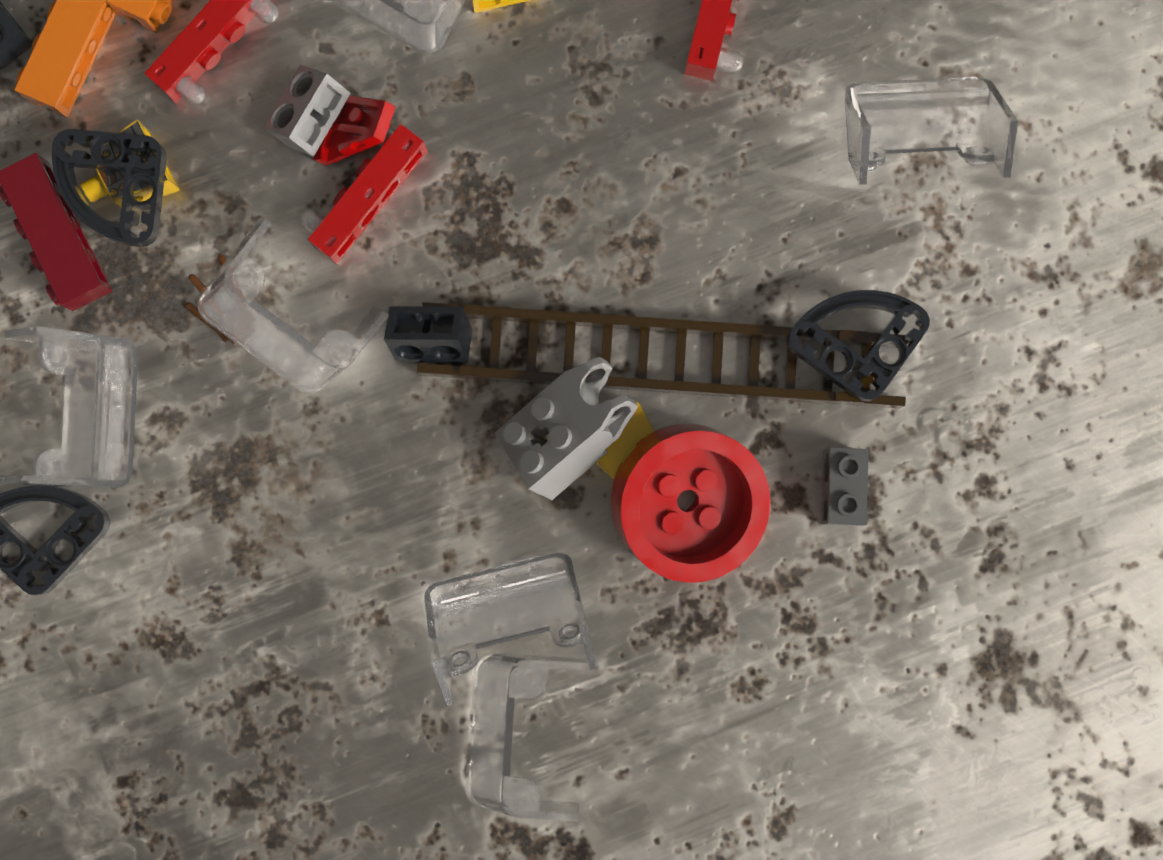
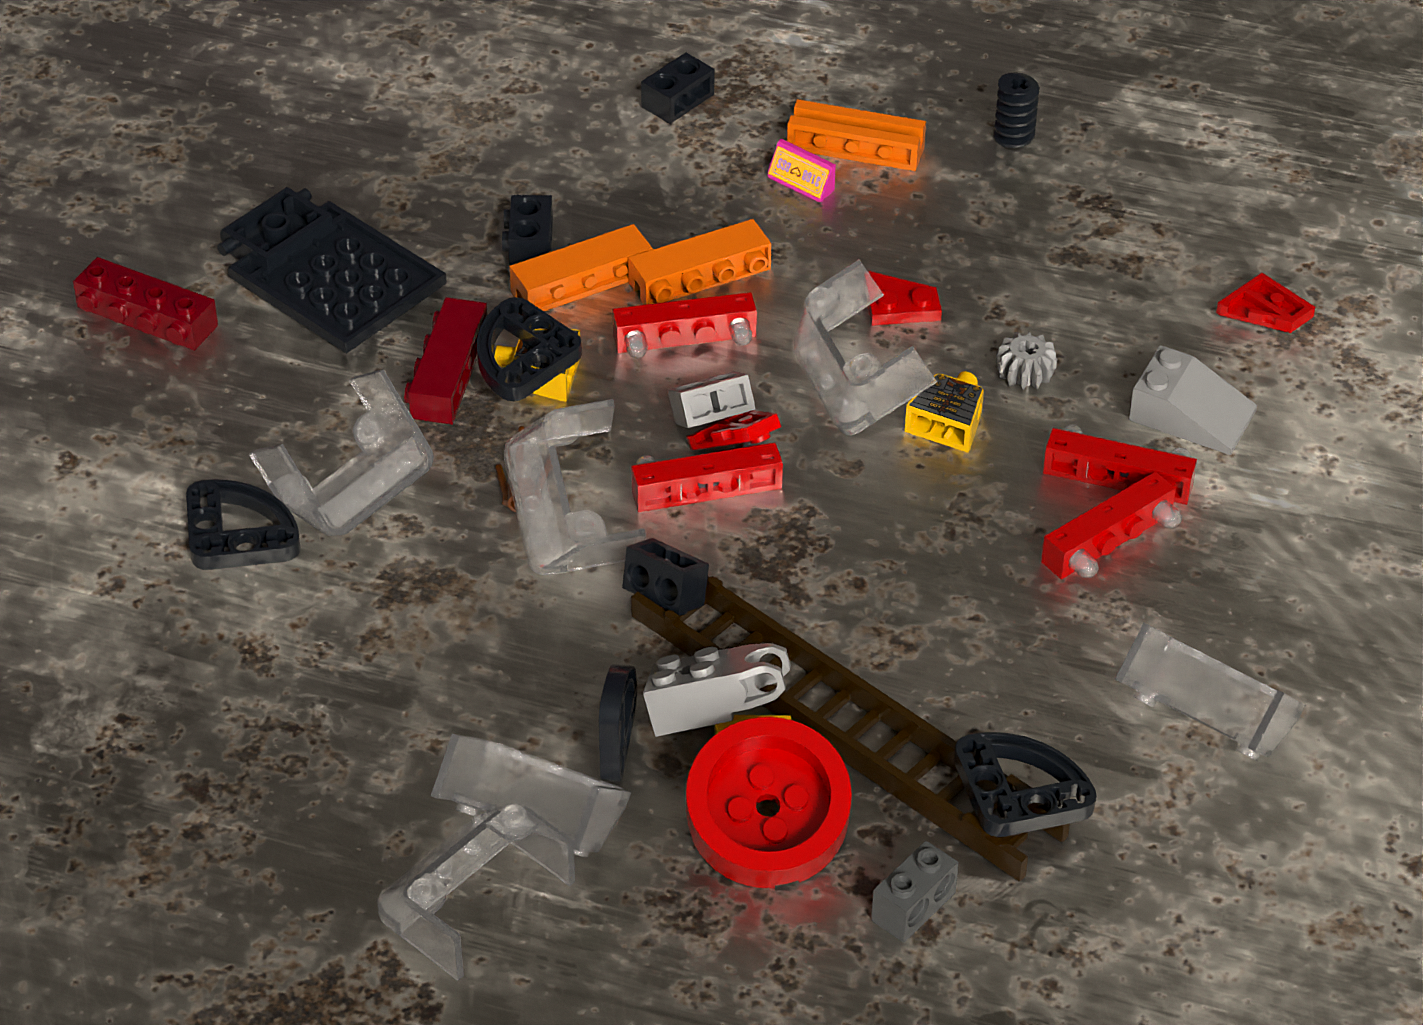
camera: 40 degrees right, 40 degrees down
(512, 508) = (616, 720): none -> black beam

